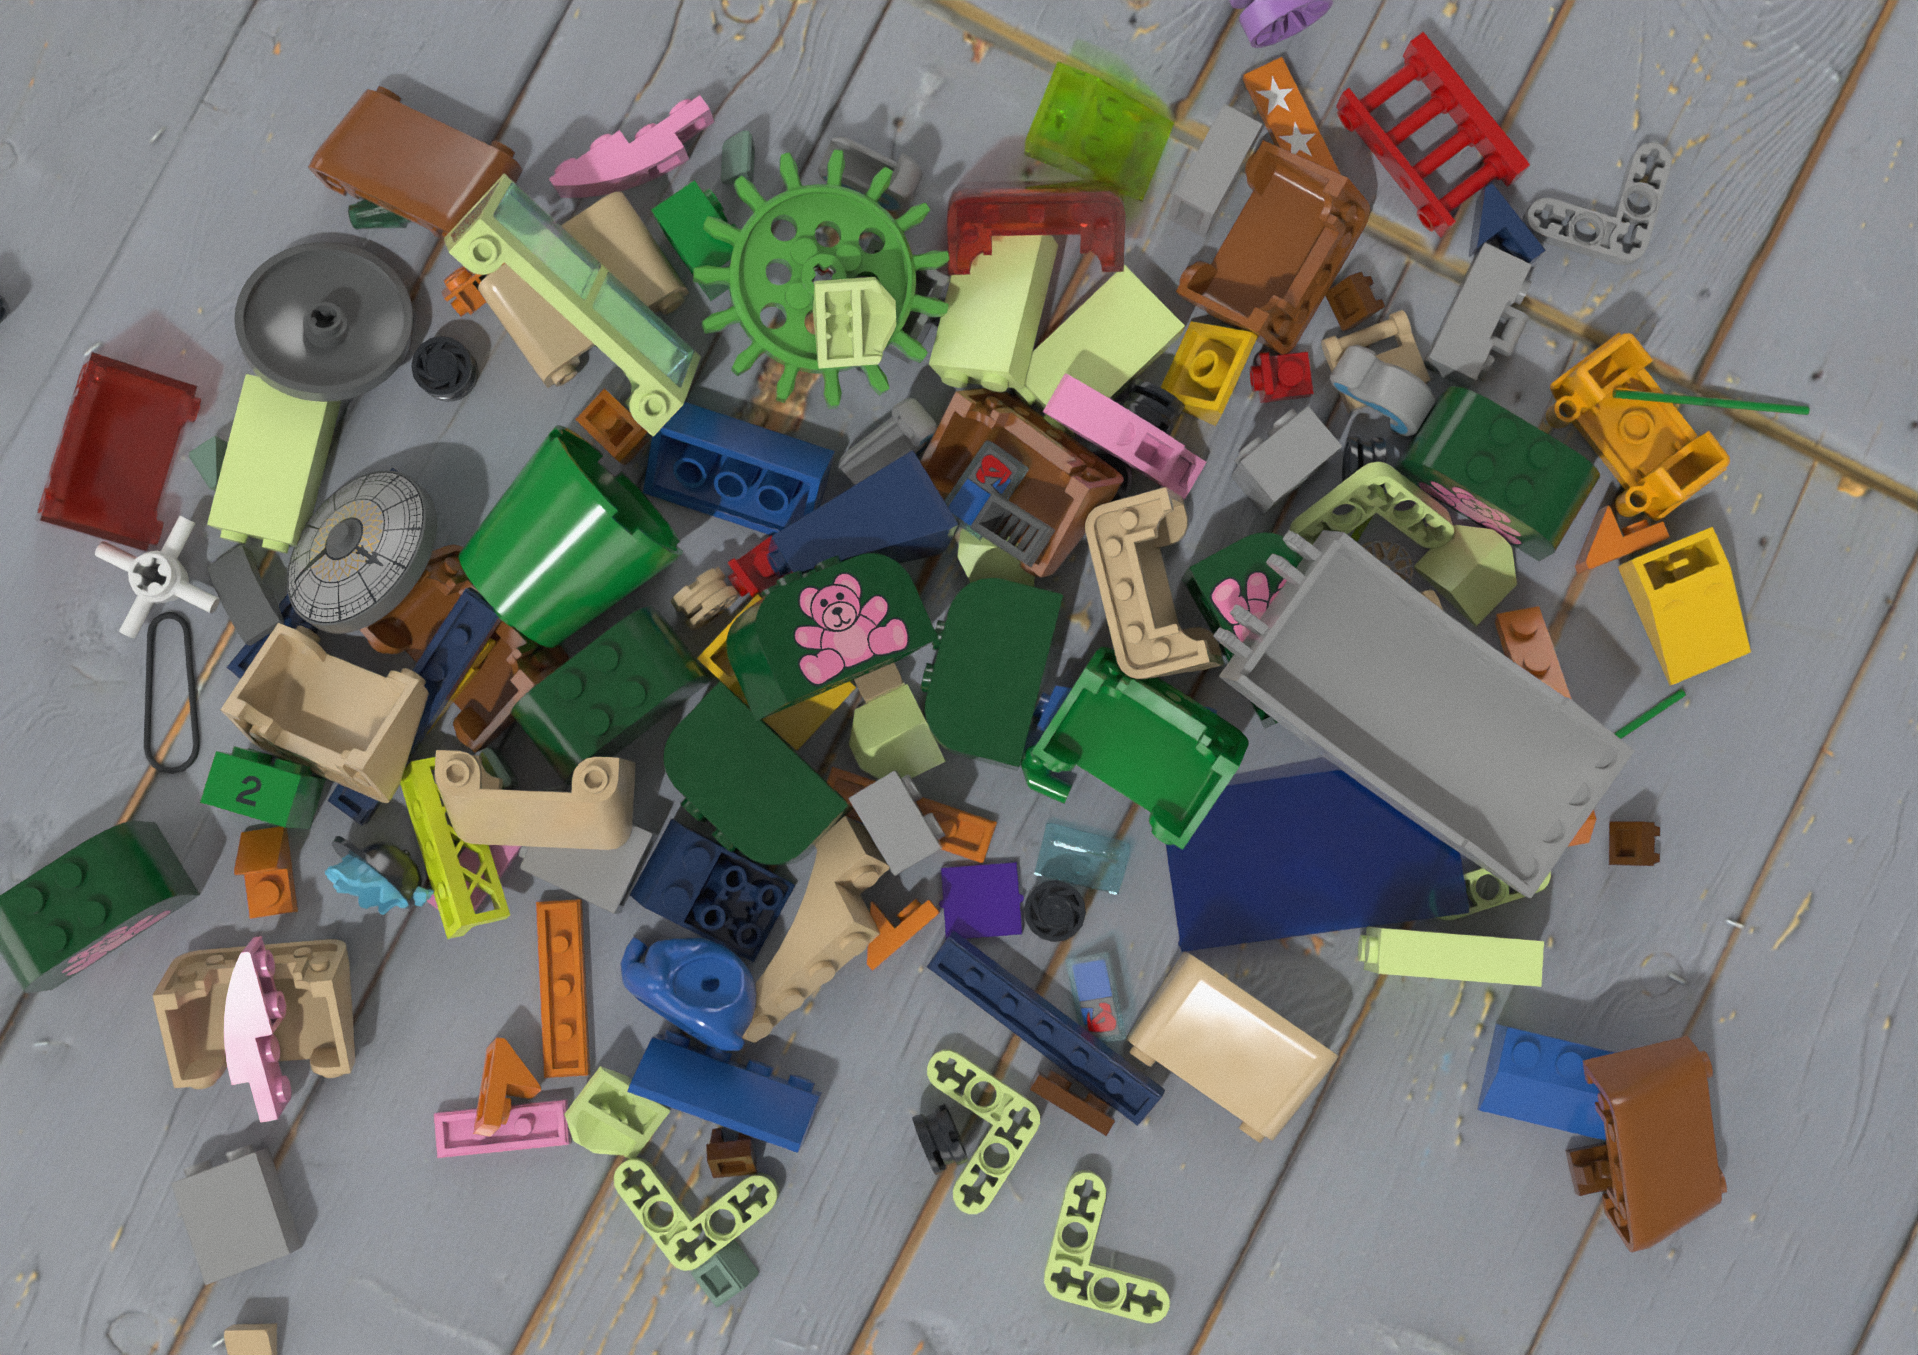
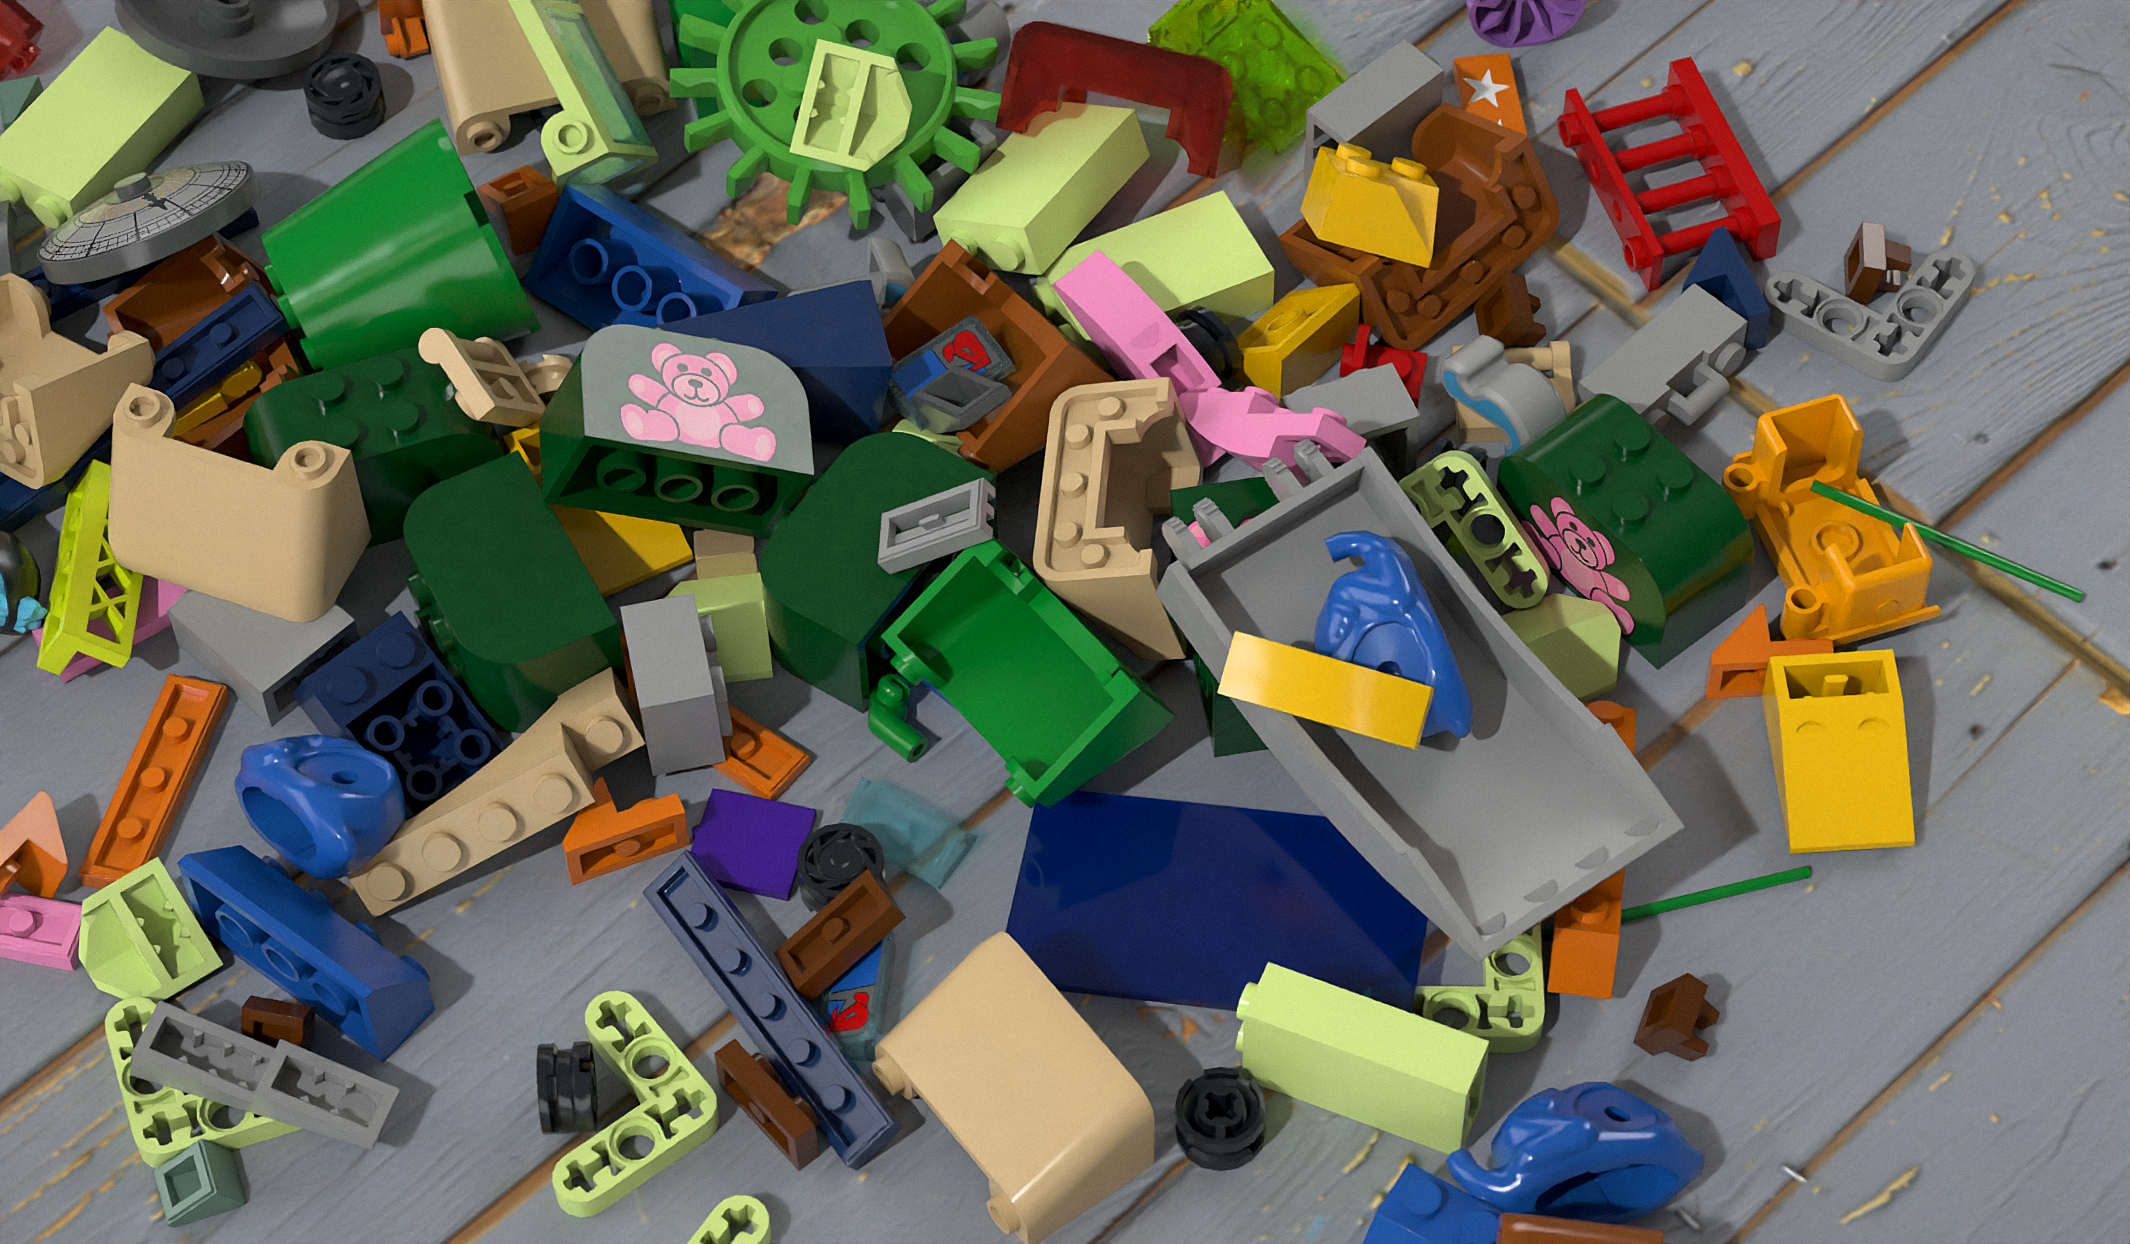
camera: 15 degrees right, 30 degrees down
(686, 639) = (486, 378): none -> tan plate
(740, 1199) = (260, 1079): none -> light grey slope
(1075, 968) = (839, 935): none -> reddish brown plate
(1079, 659) = (936, 534): none -> light grey tile
(1238, 506) = (1257, 429): none -> bright pink slope
(1244, 261) = (1372, 204): none -> yellow slope
(1365, 1013) = (1220, 1119): none -> black wheel
(1374, 743) = (1326, 690): none -> yellow slope
(1395, 677) = (1388, 625): none -> blue piece
(1597, 173) = (1874, 263): none -> reddish brown tile
(1607, 976) = (1582, 1157): none -> blue piece

